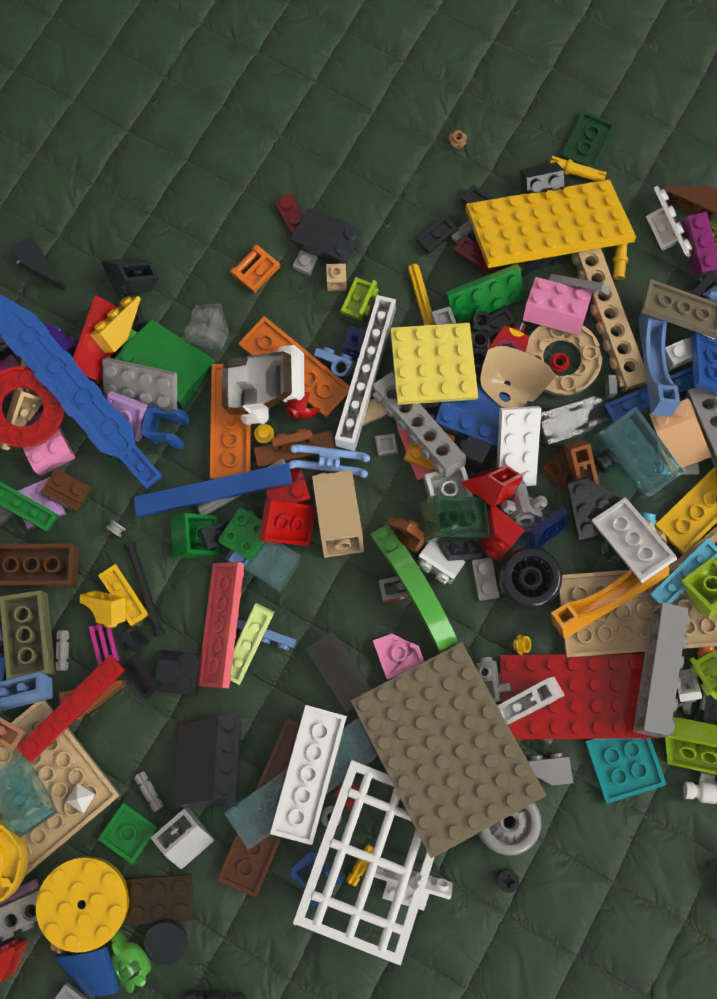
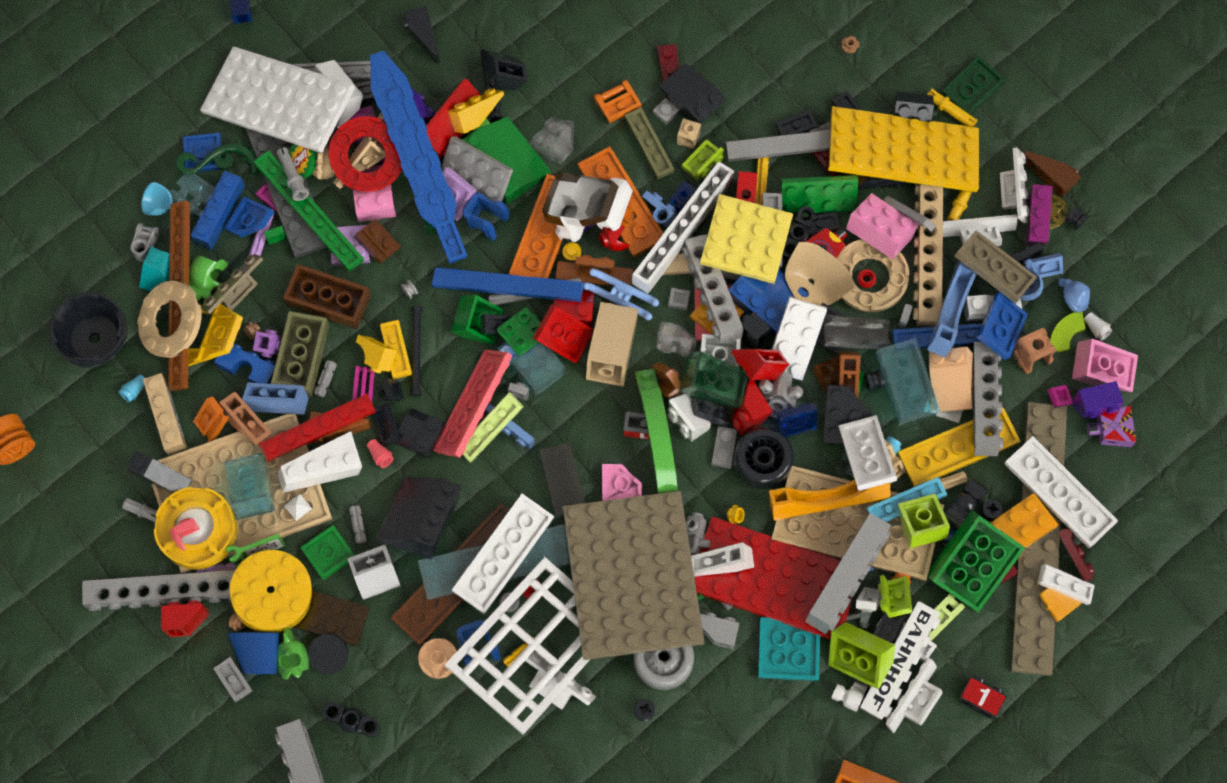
camera: 20 degrees right, 5 degrees down
(44, 868) = (271, 543): none -> bright green flag
(91, 744) = (324, 464): none -> white wedge
(146, 710) = (380, 454): none -> coral cone
(262, 594) = (519, 390): none -> light grey plate
(279, 902) = (434, 656): none -> light nougat tile
(301, 299) = (649, 143): none -> olive plate
(399, 486) = (675, 339): none -> clear slope
(411, 310) = (746, 186): none -> red torso
(428, 260) = (778, 145): none -> light grey tile
(656, 271) = (987, 226): none -> white bracket

